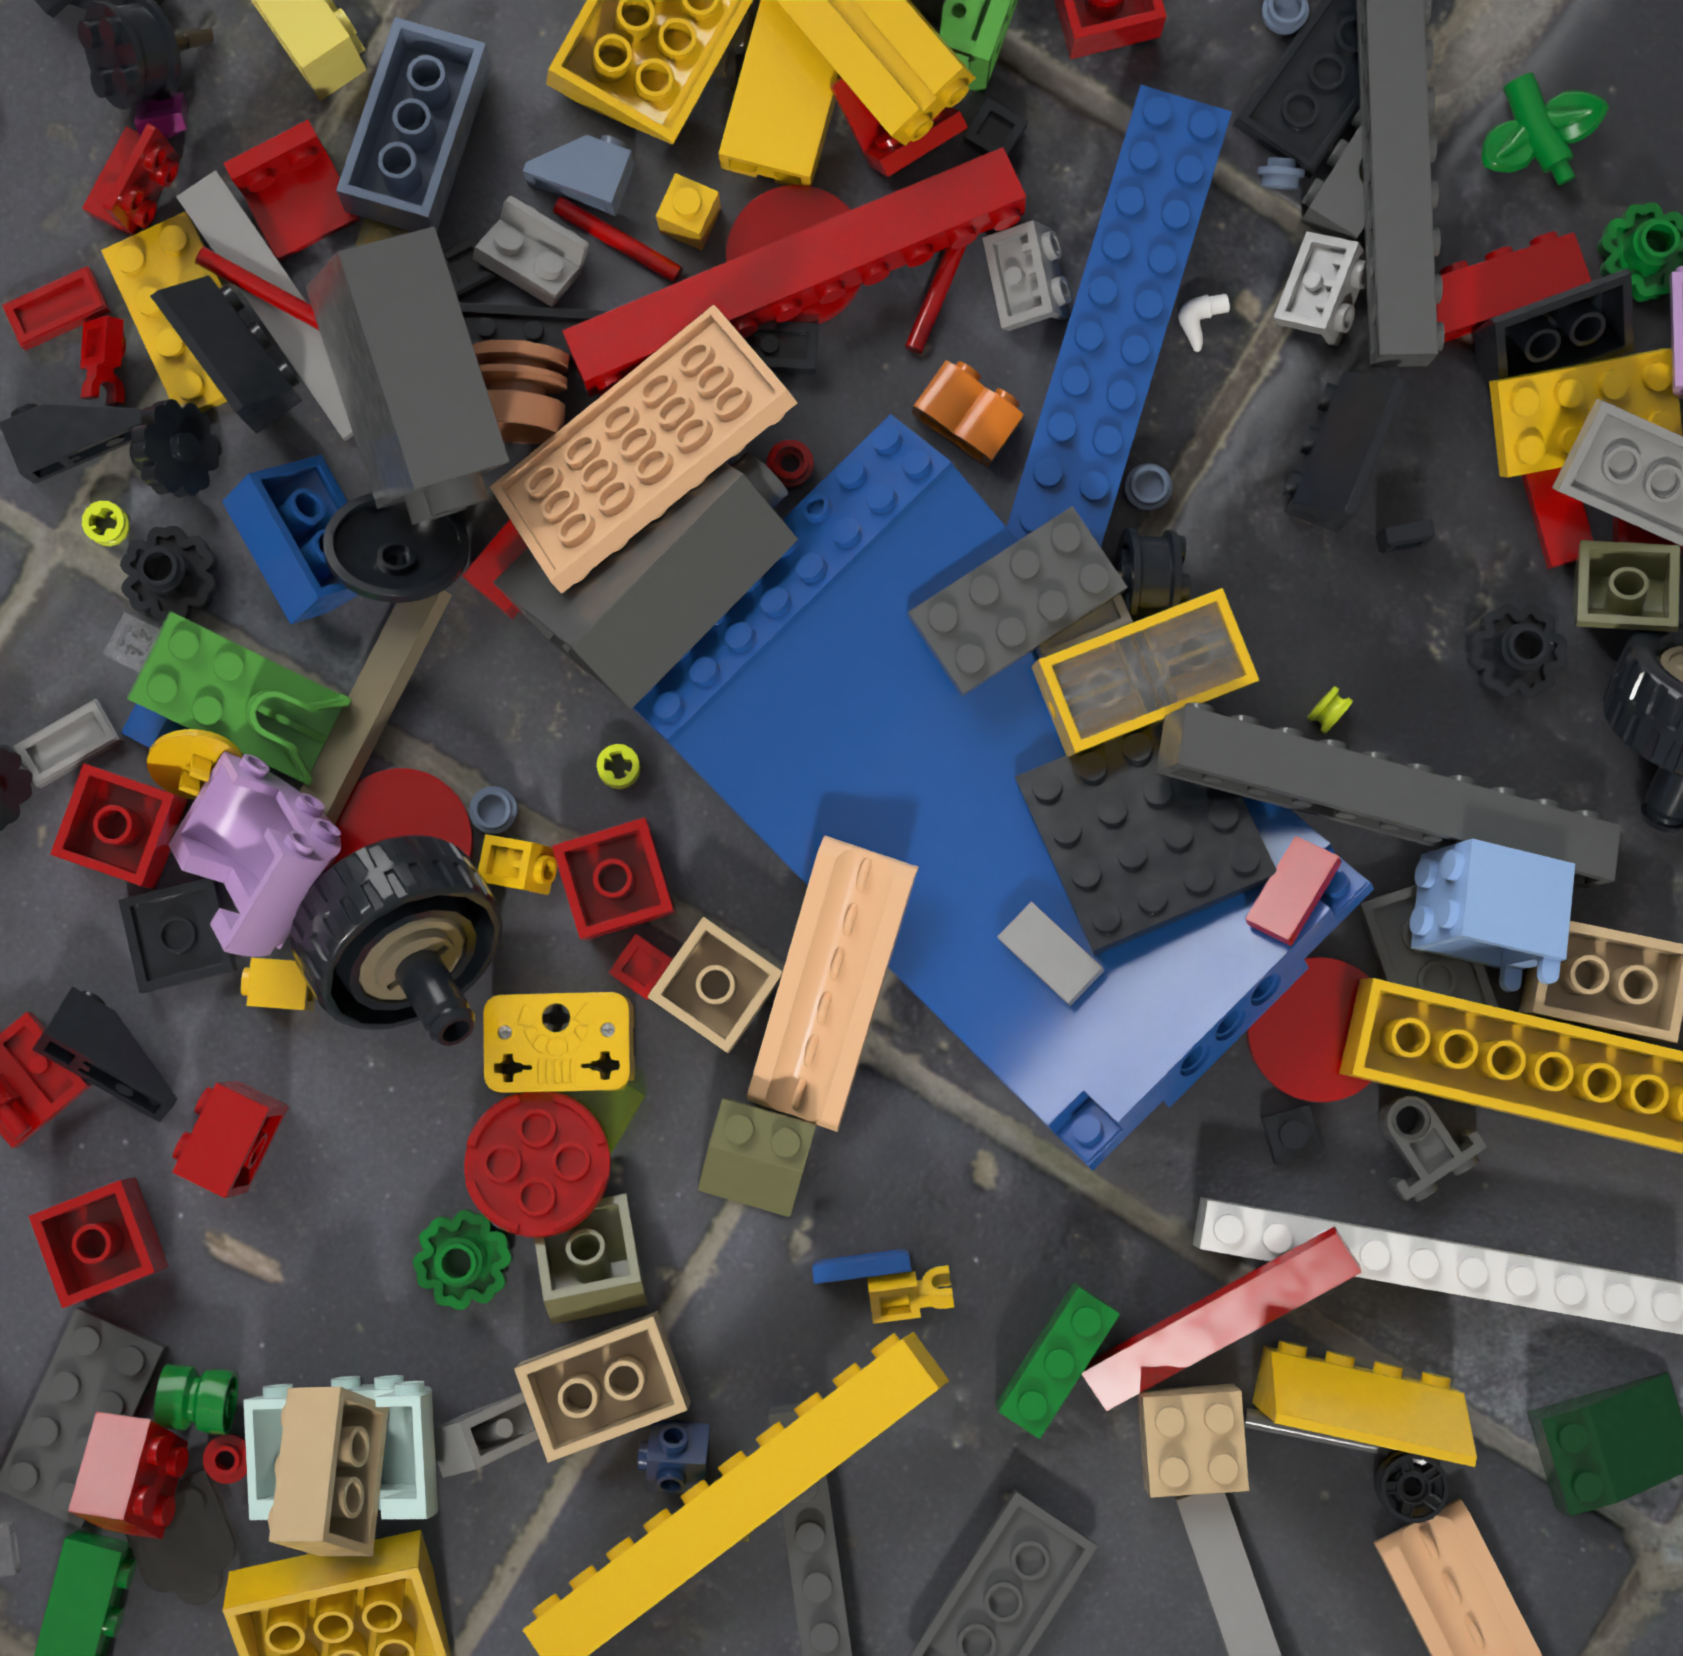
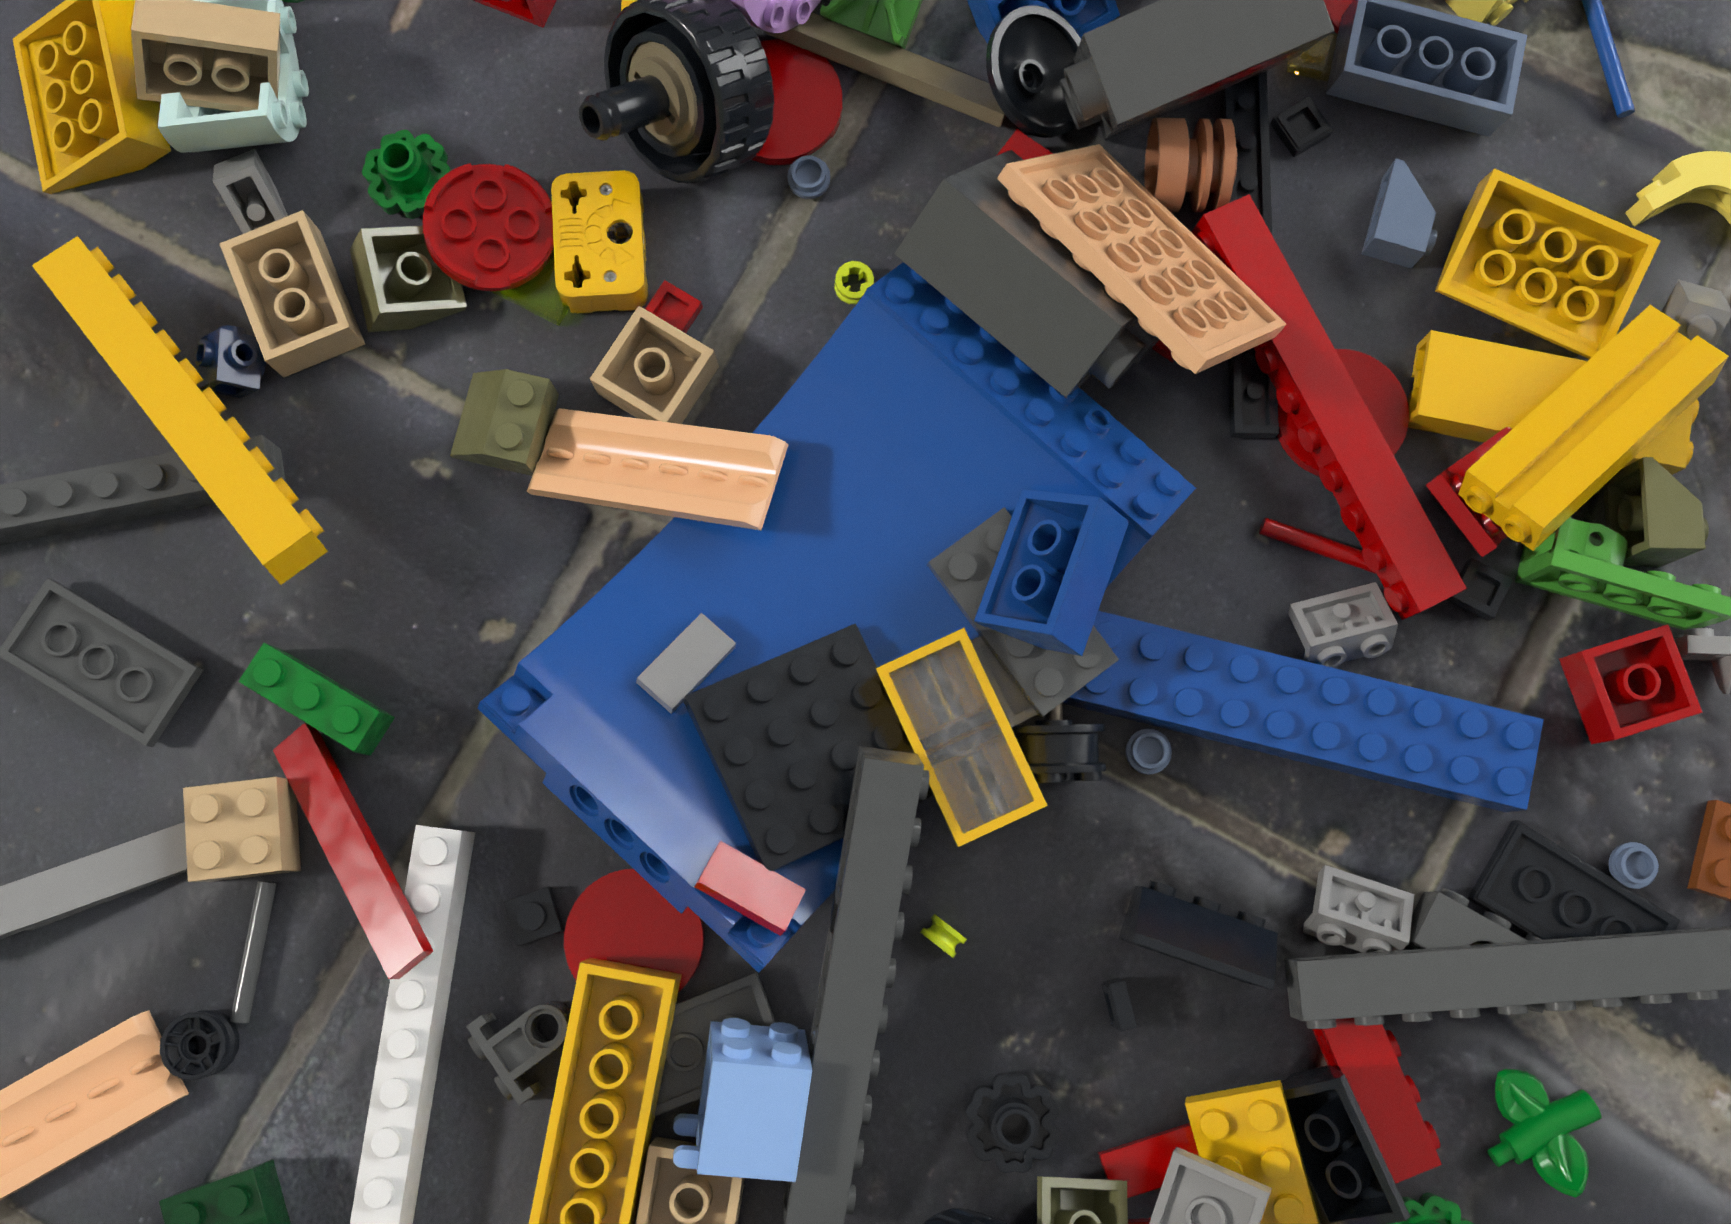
camera: 85 degrees right, 5 degrees down
(517, 864) = (759, 200): yellow bracket -> none
(532, 252) = (1320, 177): light grey bracket -> none
(614, 879) = (748, 277): red brick -> none
(617, 239) = (1341, 253): red bar -> none
(688, 211) = (1373, 311): yellow brick -> none
(793, 449) = (1148, 406): red plate -> none
(861, 1266) = (403, 518): blue tile -> none
(901, 1295) = (376, 556): yellow plate -> none
(968, 412) = (1206, 575): orange brick -> none
(984, 565) = (1052, 570): none -> blue slope
(1198, 309) = (1326, 792): white animal -> none
(1280, 174) = (1468, 866): sand blue plate -> none
(1364, 1403) = (263, 992): yellow slope -> none

